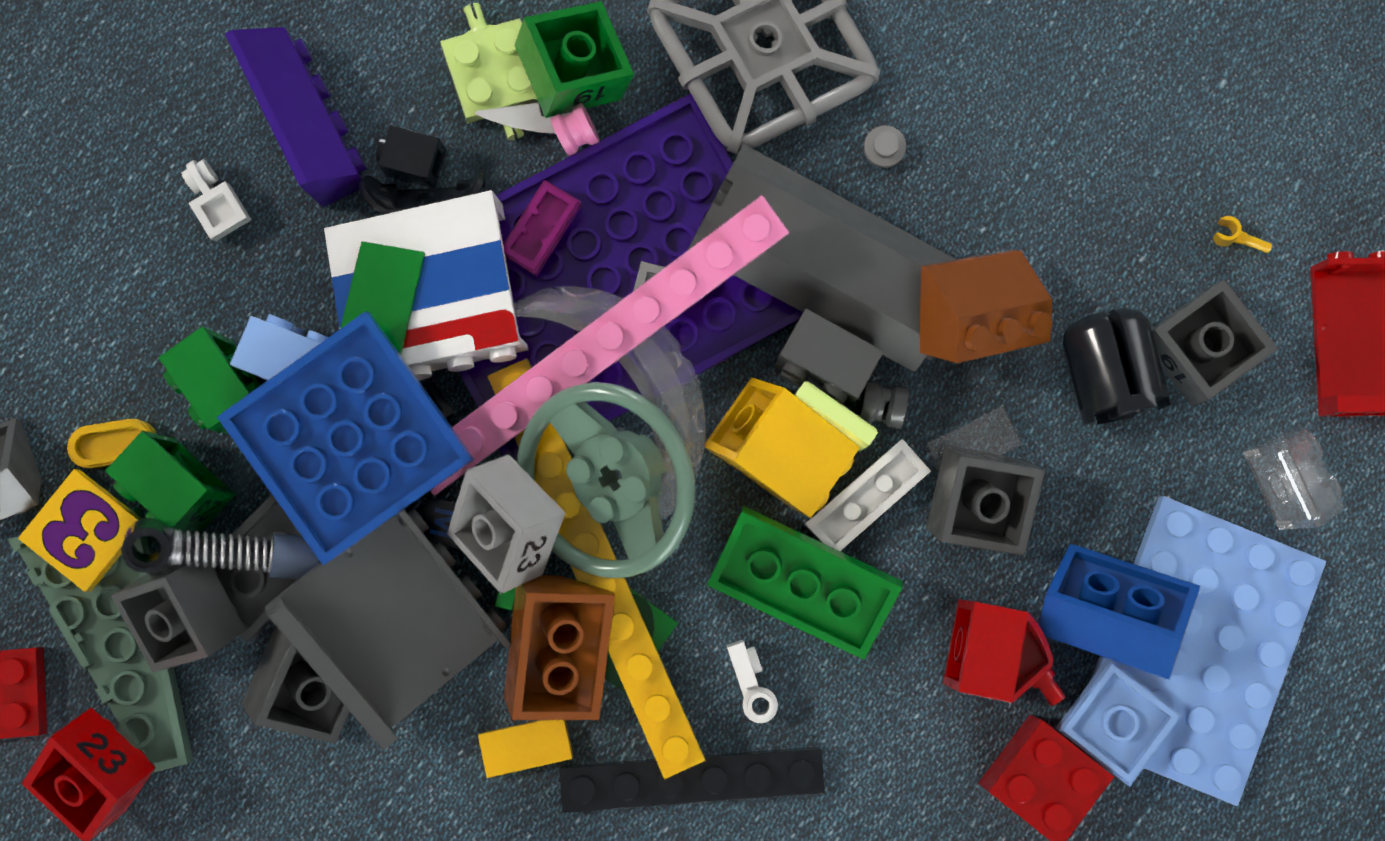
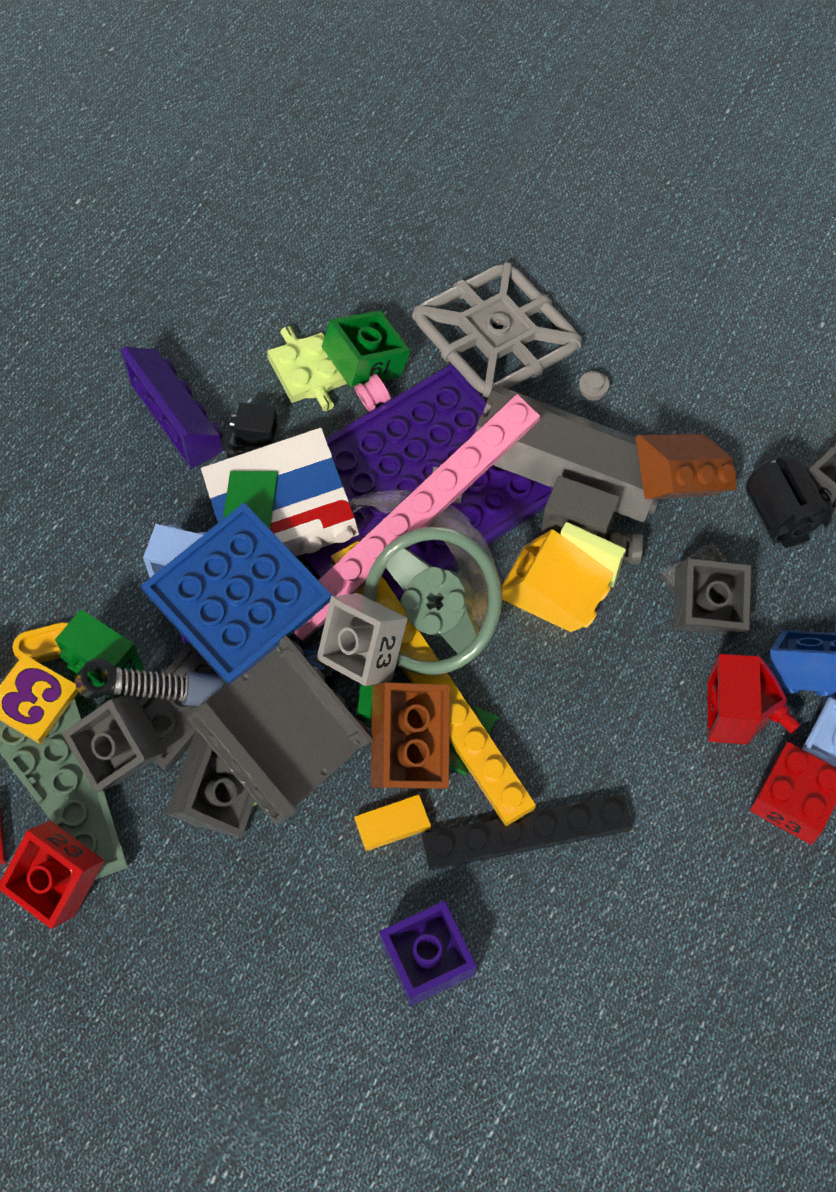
camera: 10 degrees left, 20 degrees down
(204, 375) = (120, 574): green brick -> none
(219, 206) = (113, 473): white plate -> none
(521, 117) = (332, 392): white sticker -> none
(540, 227) = (358, 455): magenta plate -> none
(746, 666) = (555, 743): white plate -> none
(805, 583) = (589, 673): green plate -> none
(868, 496) = (624, 613): white plate -> none

